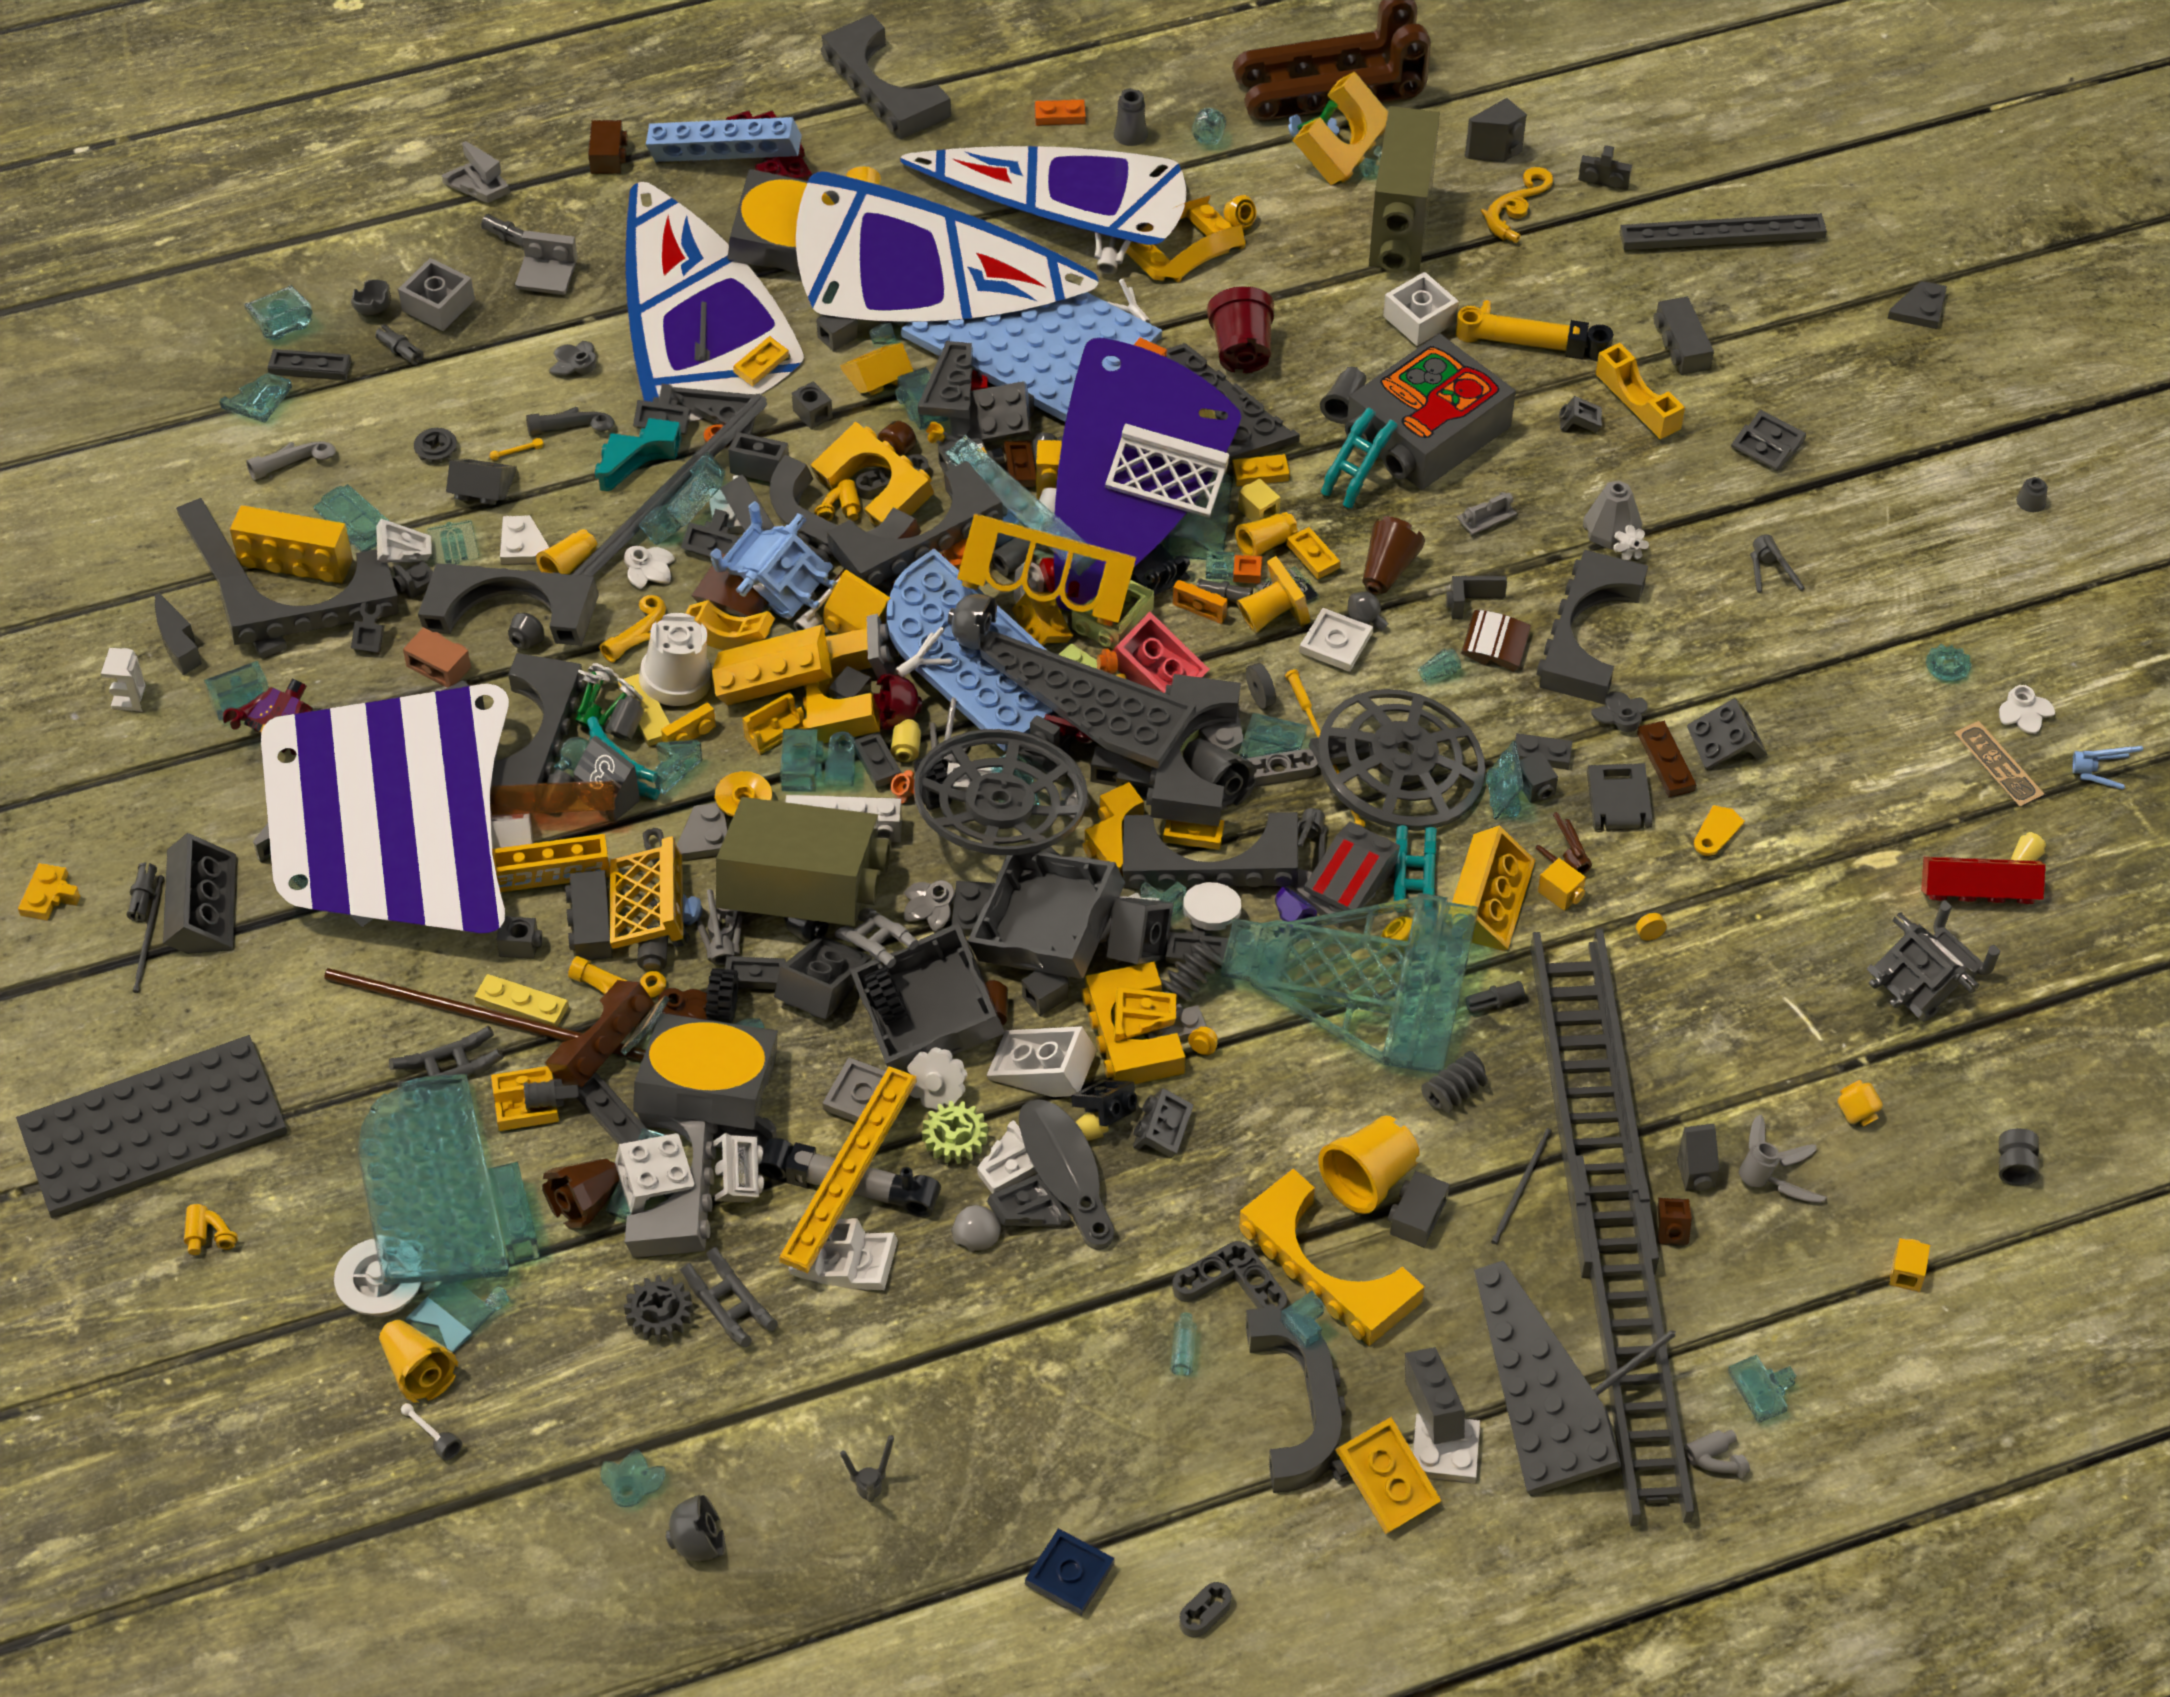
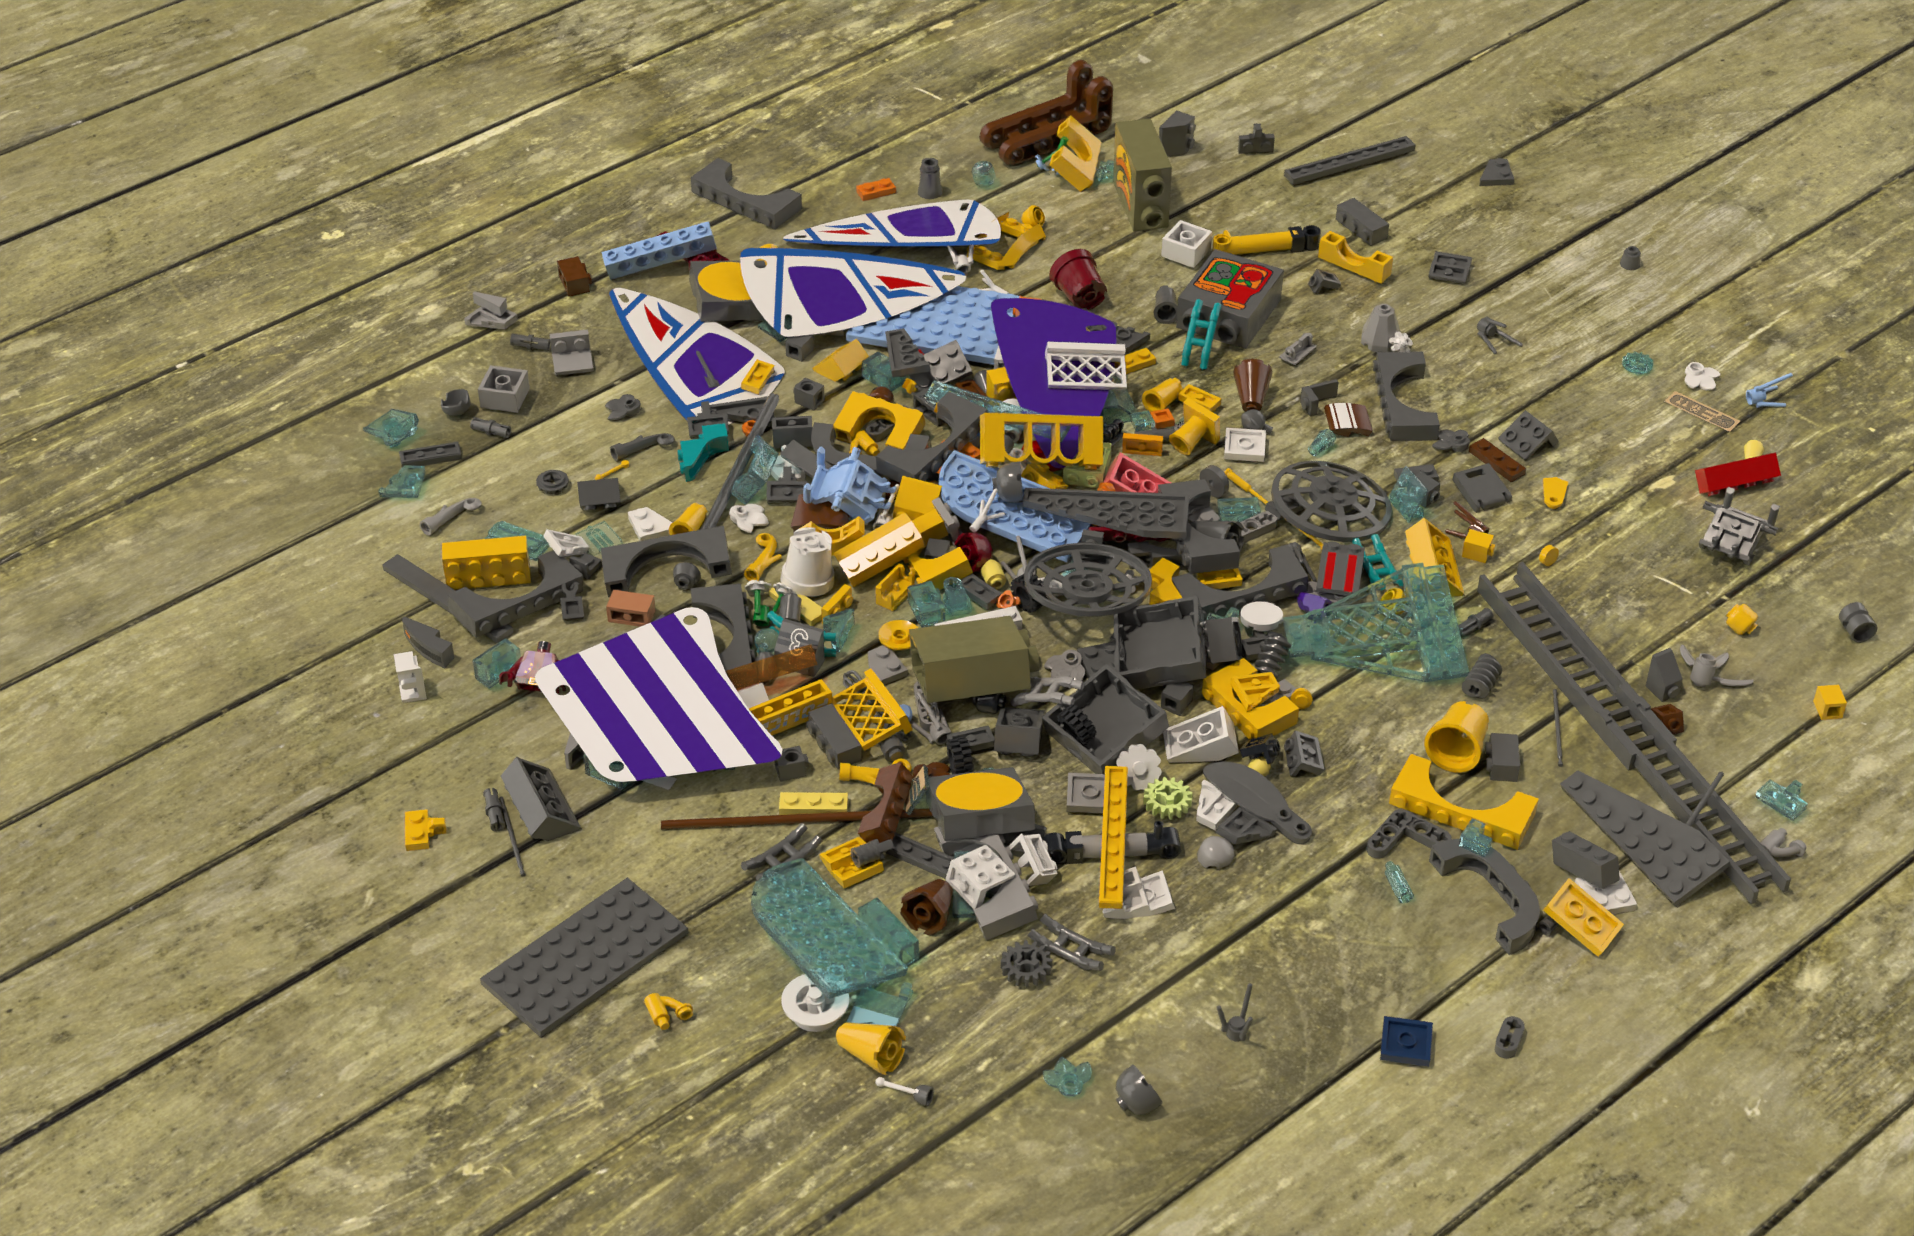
camera: 20 degrees left, 10 degrees down
(882, 334) = (832, 342): clear light blue hose -> none
(1258, 501) = (1146, 377): light yellow brick -> none
(1515, 203) = (1208, 174): yellow plant -> none

